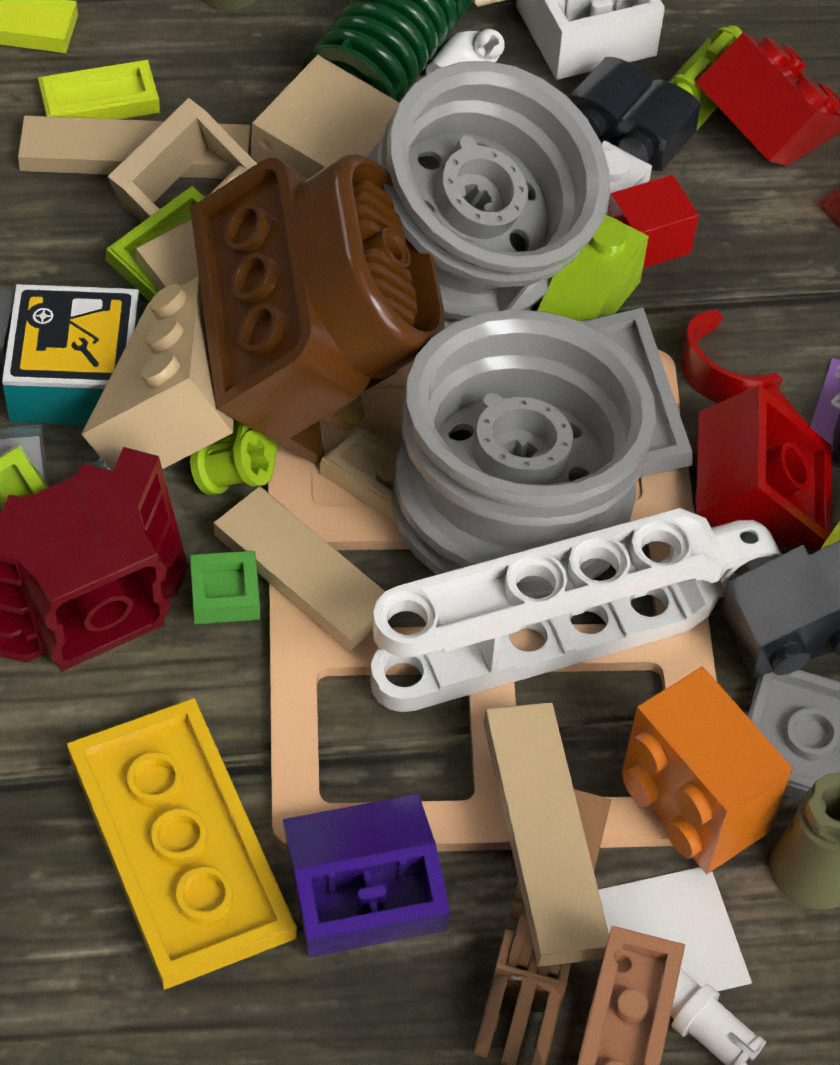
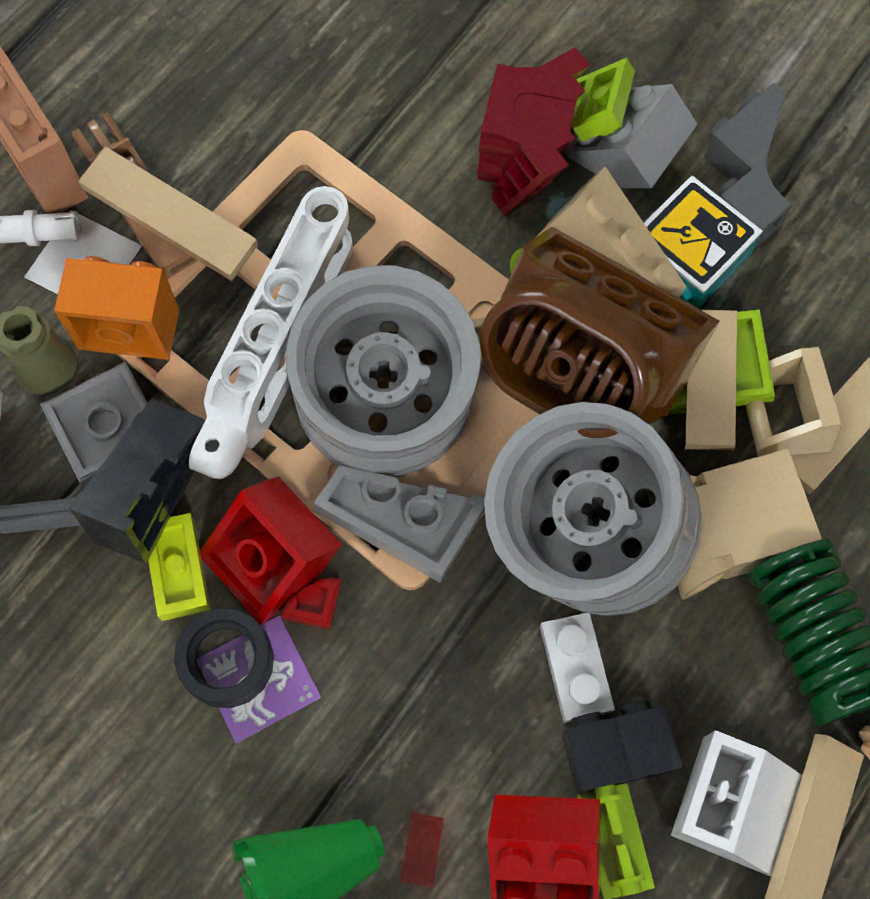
camera: 135 degrees right, 15 degrees up
(181, 843) = (340, 84): yellow plate -> none
(225, 587) = (459, 198): bright green tile -> none
(302, 566) = (446, 250): tan tile -> none
(366, 875) = (234, 130): dark purple slope -> none
(469, 46) = (779, 694): white arm -> none
(600, 274) = (500, 595): lime slope -> none
(662, 213) = (515, 664): red brick -> none
(708, 377) = (372, 586): red helmet -> none

